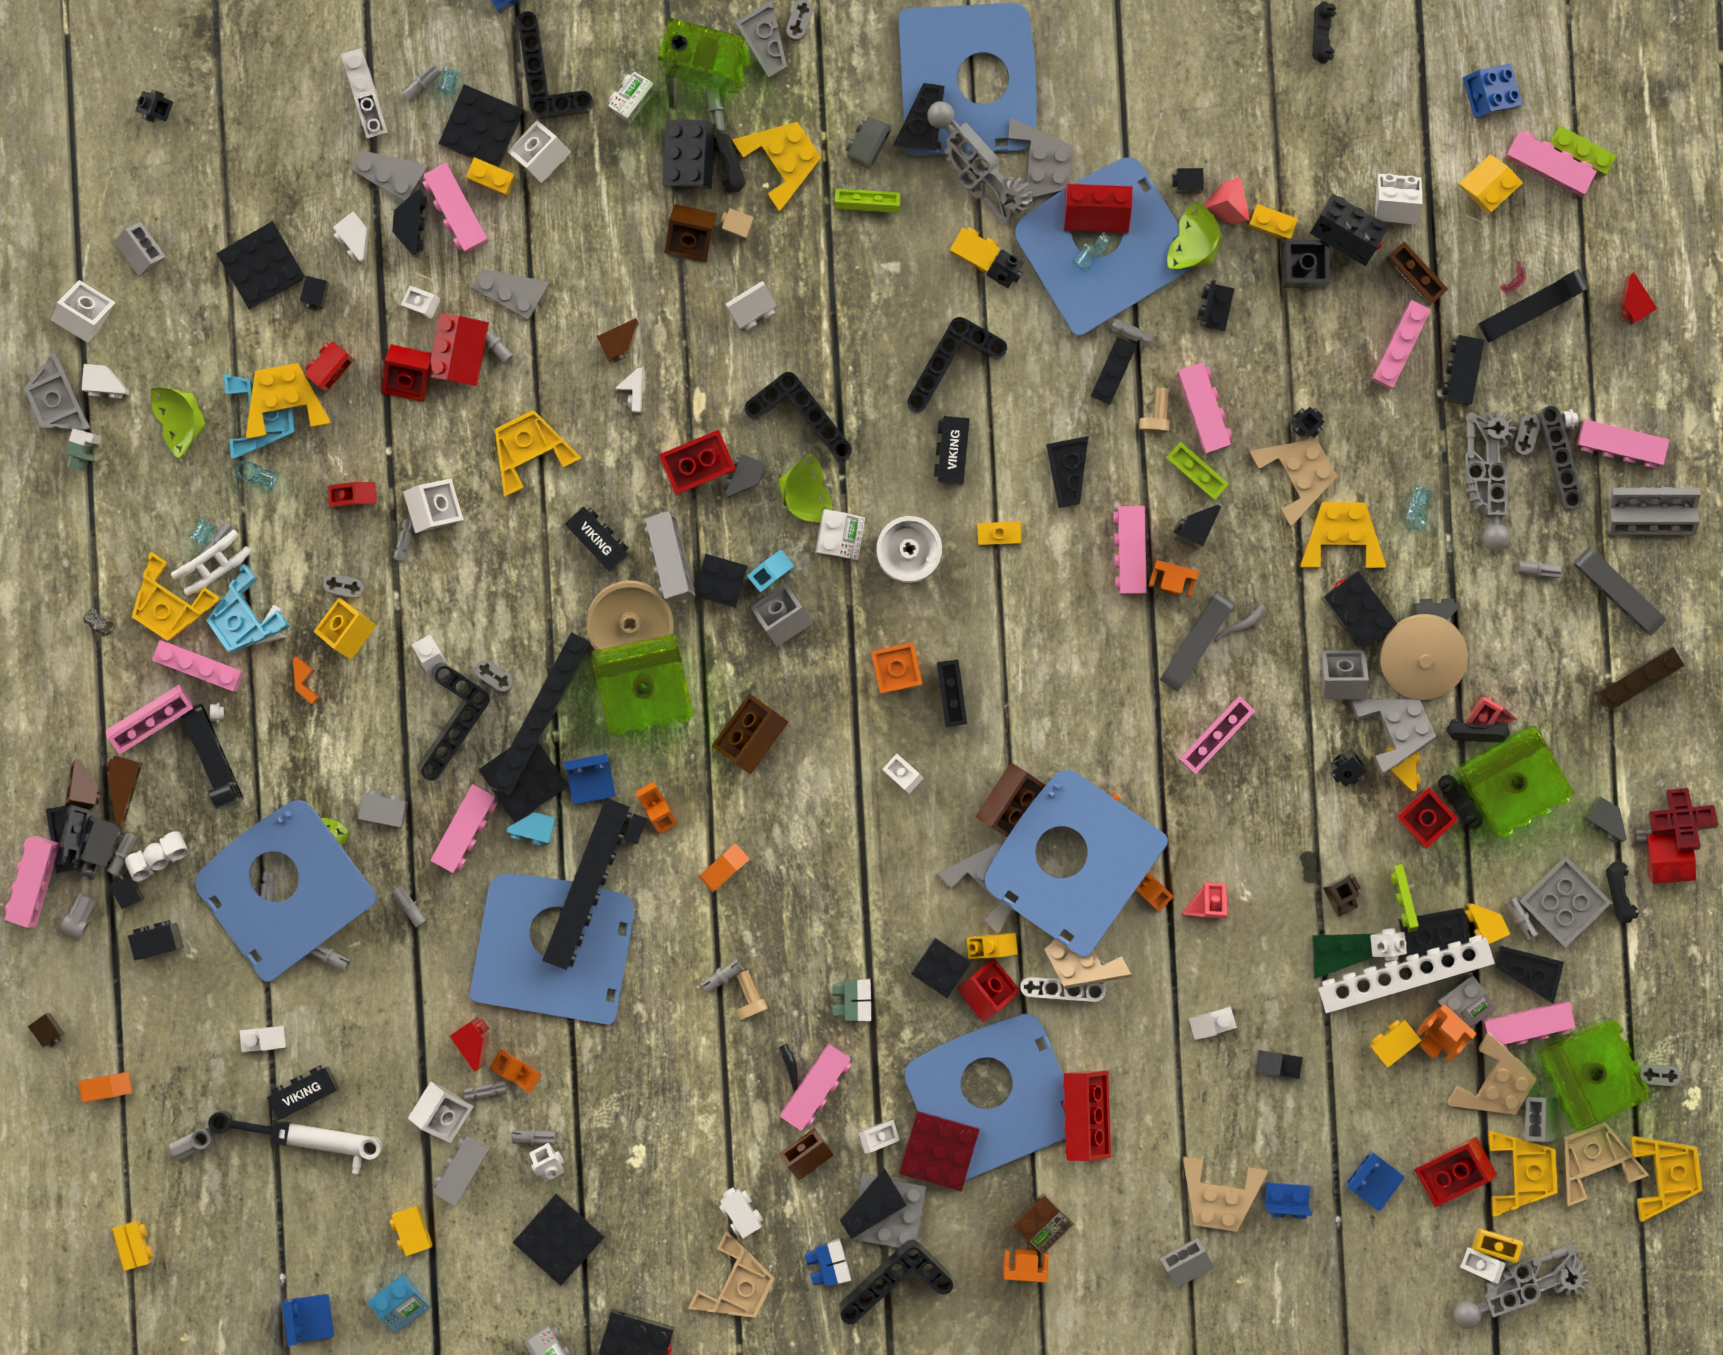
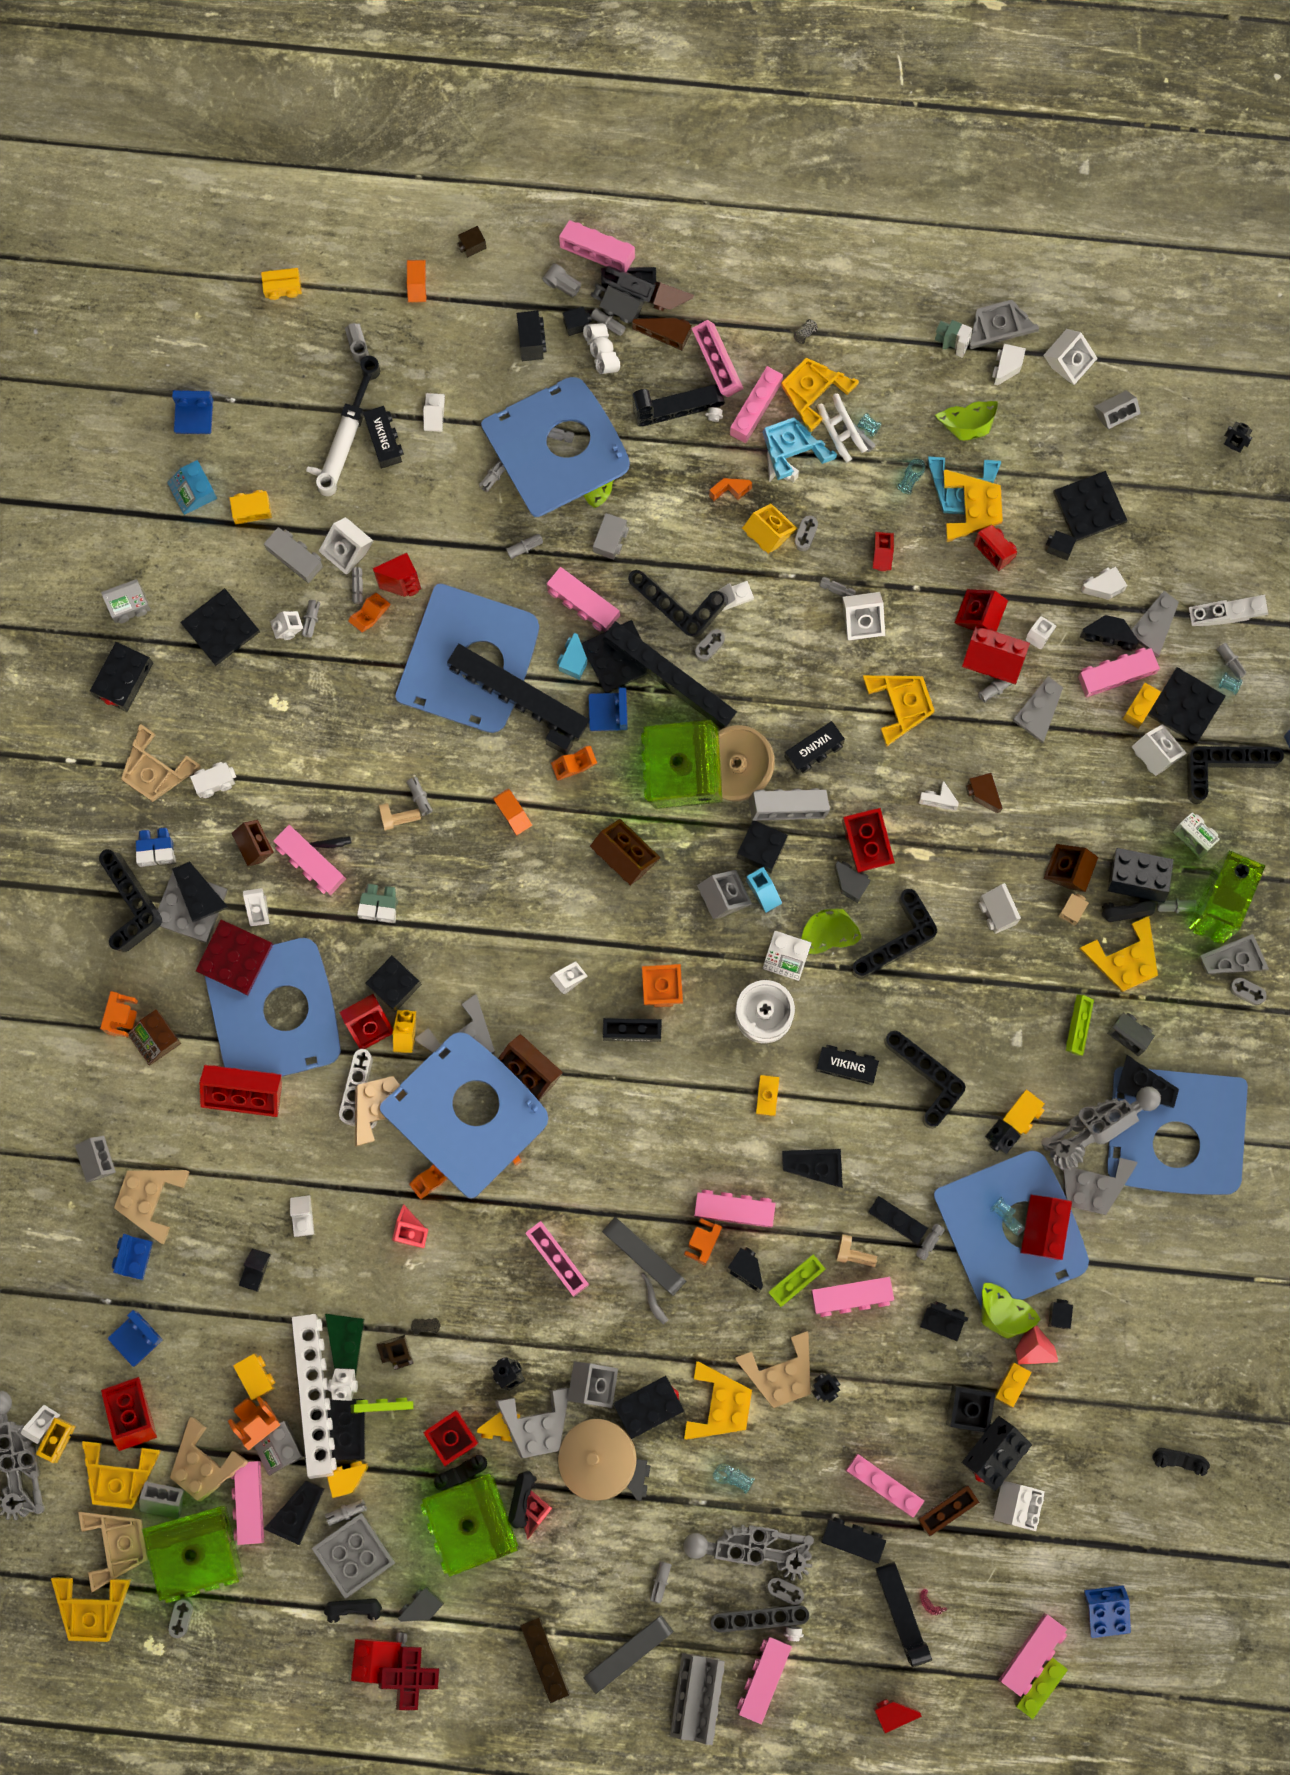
camera: 95 degrees right, 10 degrees down
(1490, 184) = (1021, 1594): yellow slope -> none

